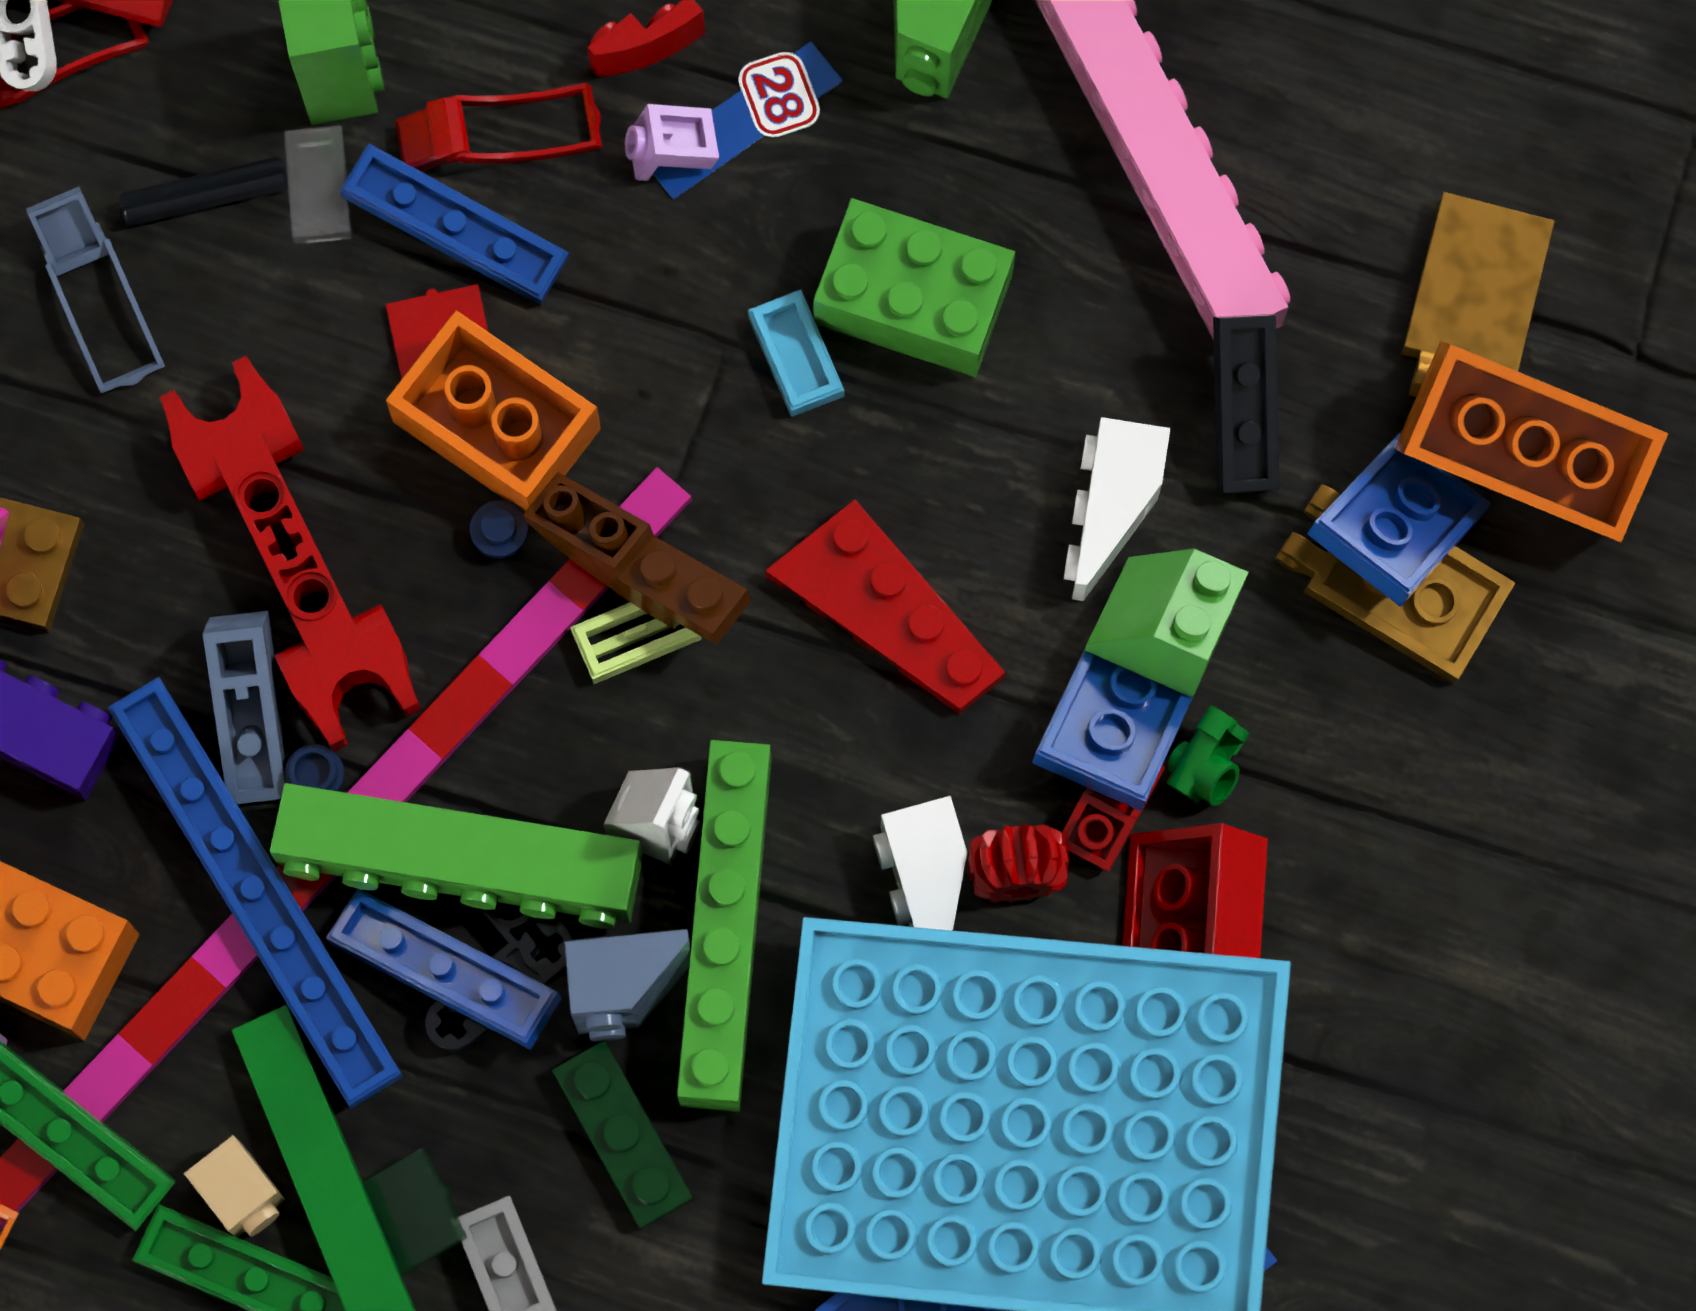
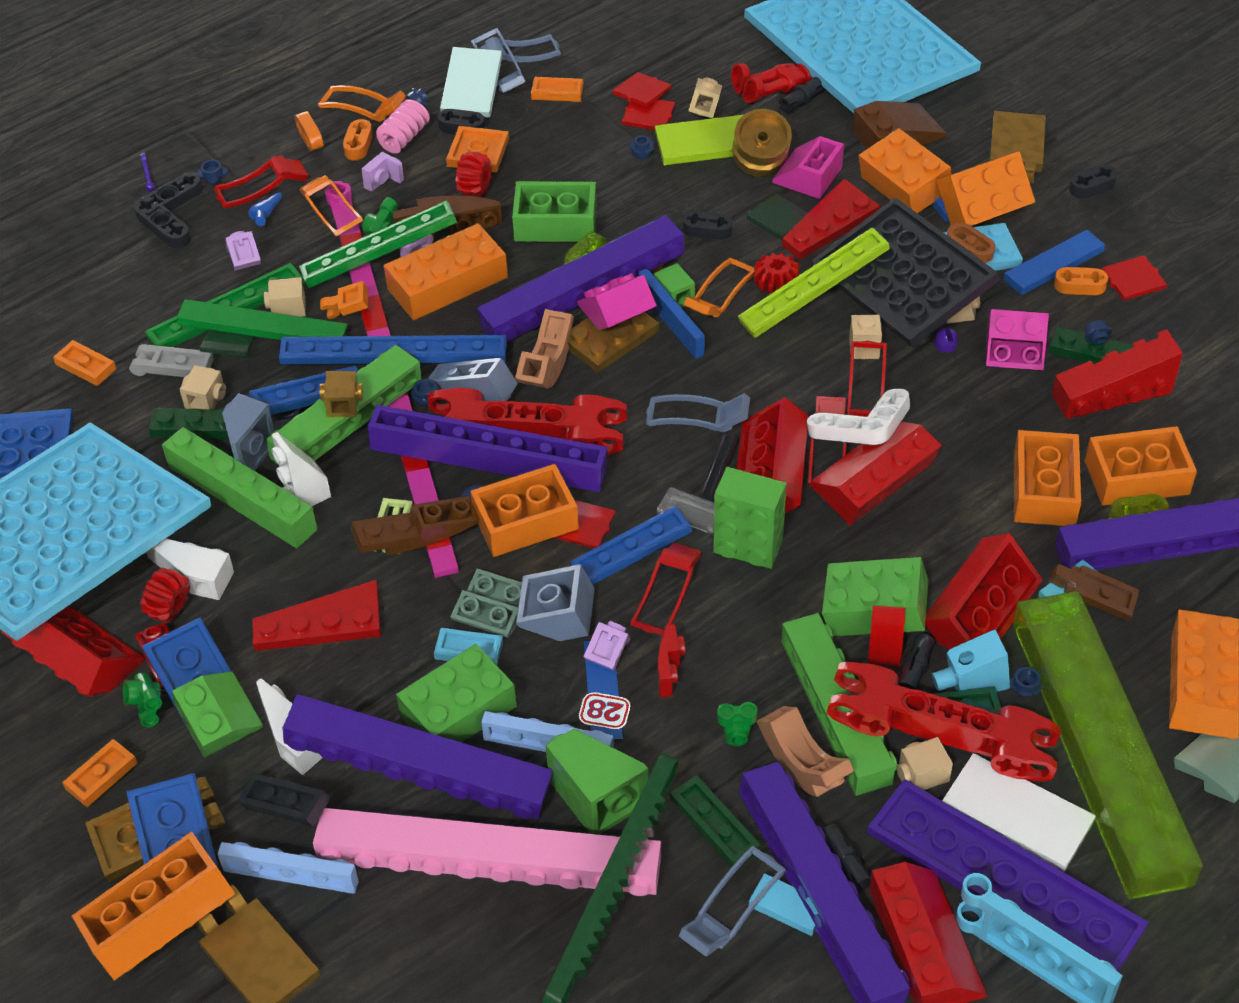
camera: 125 degrees right, 25 degrees down
(144, 601) = (548, 357): none -> nougat arch
(147, 110) = (776, 446): none -> red slope
(179, 1051) = (349, 300): none -> orange plate
(404, 552) = (485, 446): none -> dark purple brick
(460, 835) = (341, 393): none -> pearl gold brick
(544, 1168) = (202, 388): none -> tan brick
(650, 254) = (557, 603): none -> sand blue slope
(694, 367) = (489, 603): none -> sand green slope
(879, 103) = (529, 732): none -> light blue plate
(1062, 261) = (417, 757): none -> dark purple brick
(1339, 353) = (287, 867): none -> light blue plate
(1369, 724) = (100, 773): none -> orange plate

